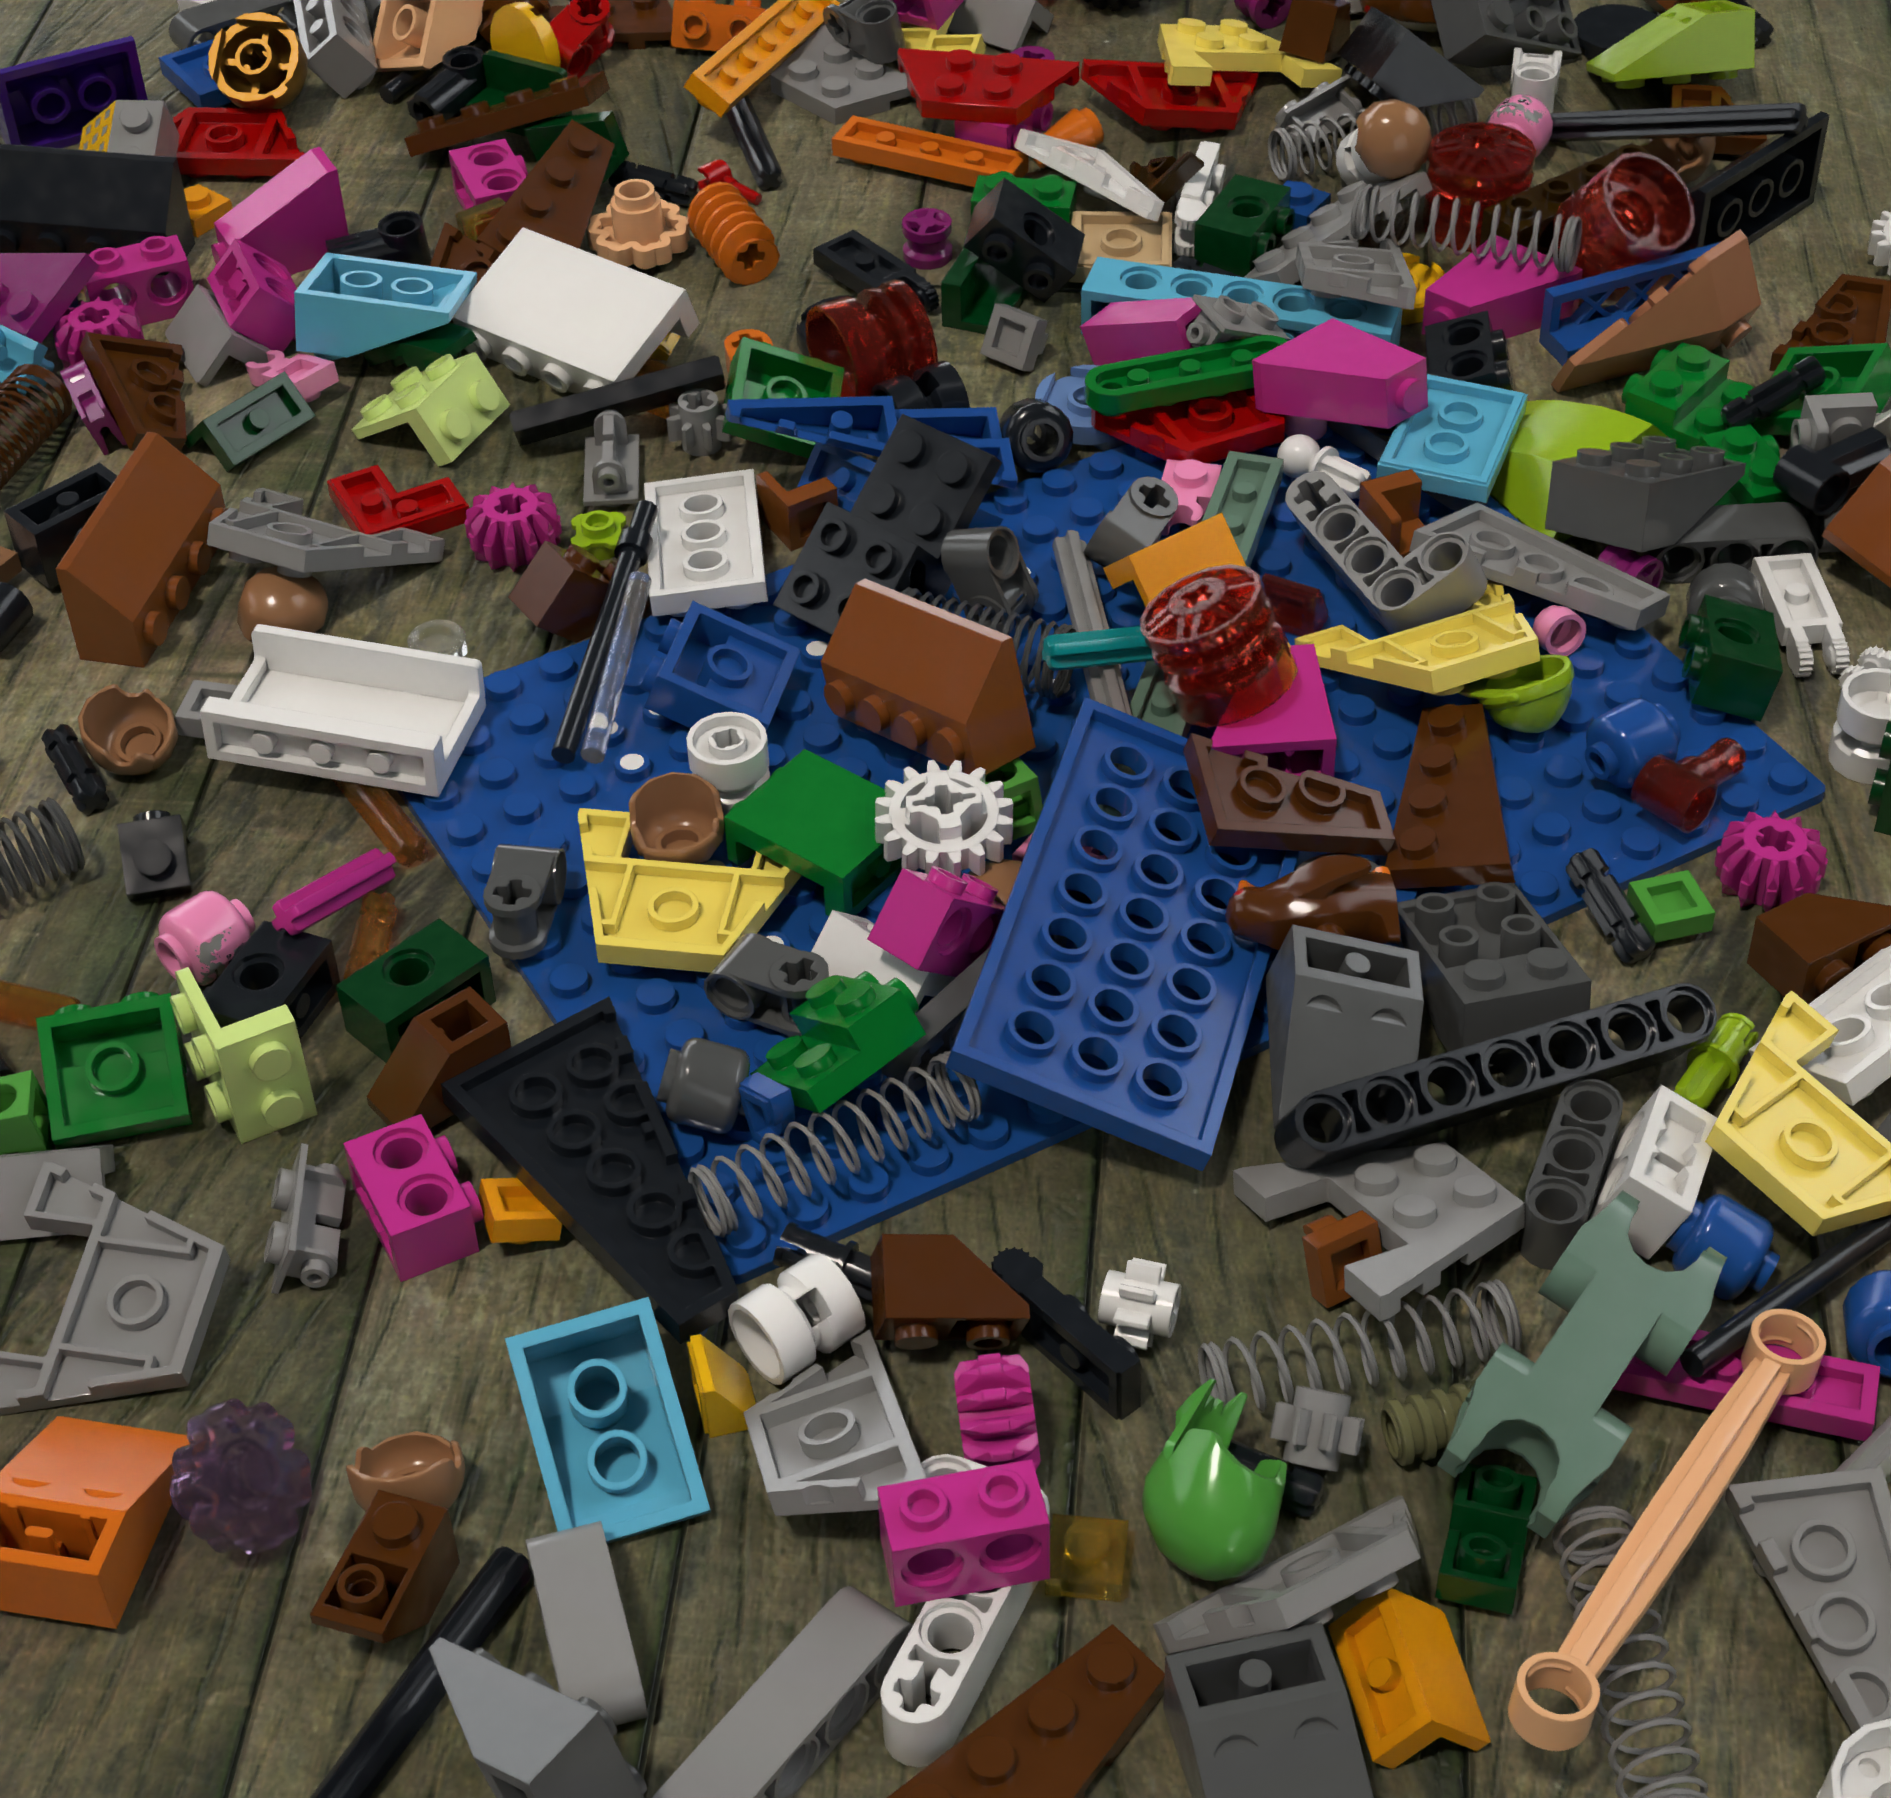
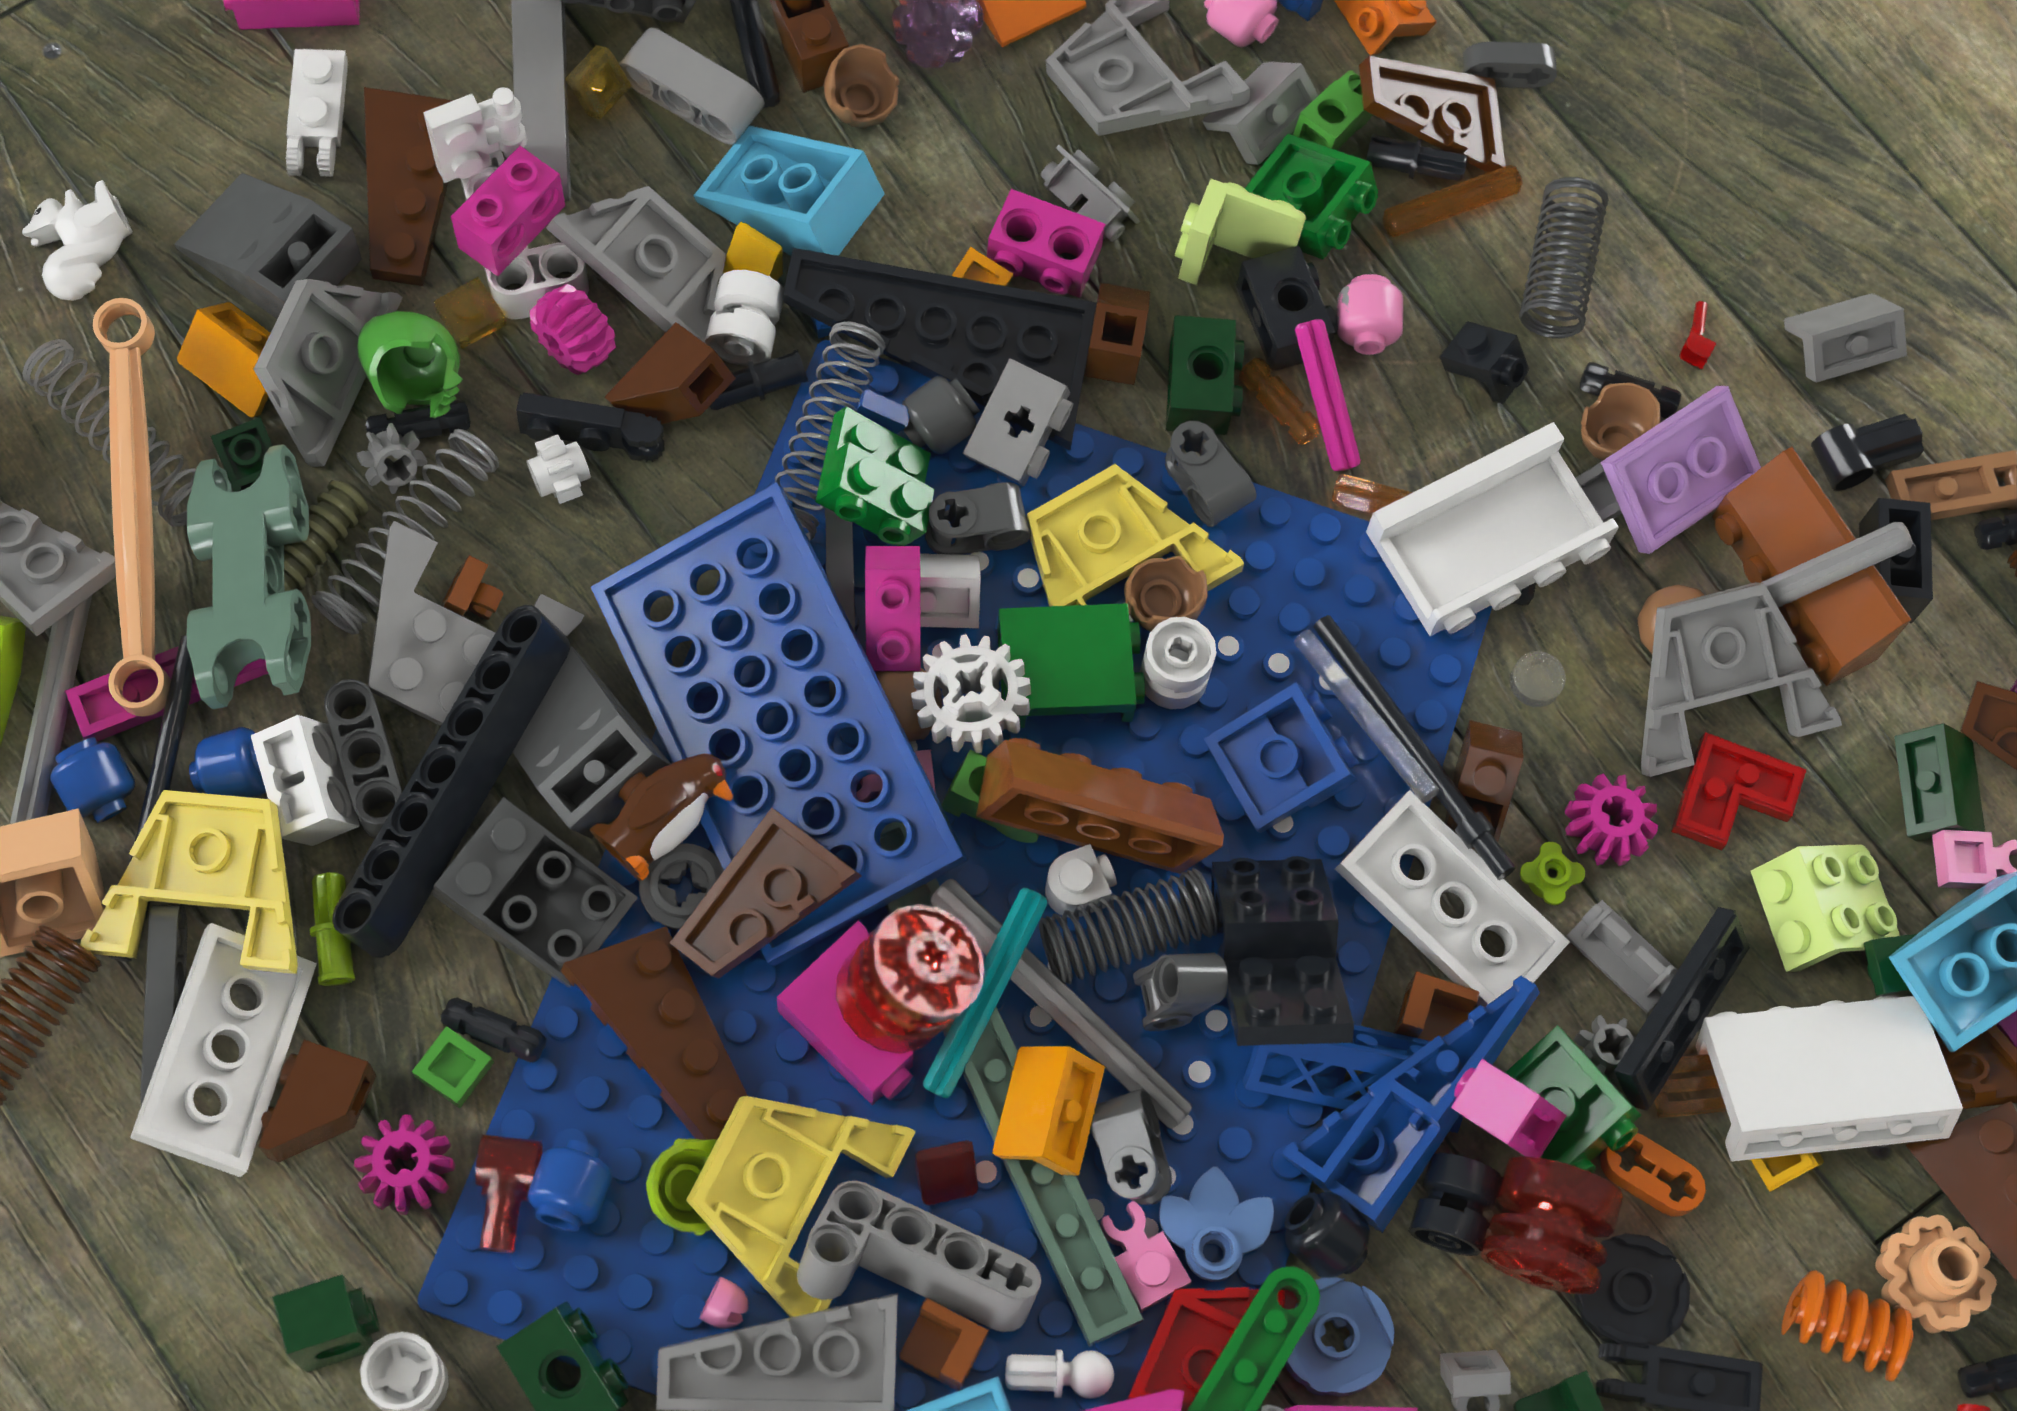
camera: 130 degrees right, 25 degrees up
(131, 667) = (1681, 469): none -> lavender tile
(163, 509) = (1839, 563): none -> light grey axle
(642, 1010) = (1016, 393): none -> light grey brick
(688, 1708) = (598, 82): none -> clear yellow plate
(836, 358) = (1507, 1109): none -> brick
(936, 1618) = (468, 132): none -> white plate
(1105, 477) = (1215, 1218): none -> medium blue plate

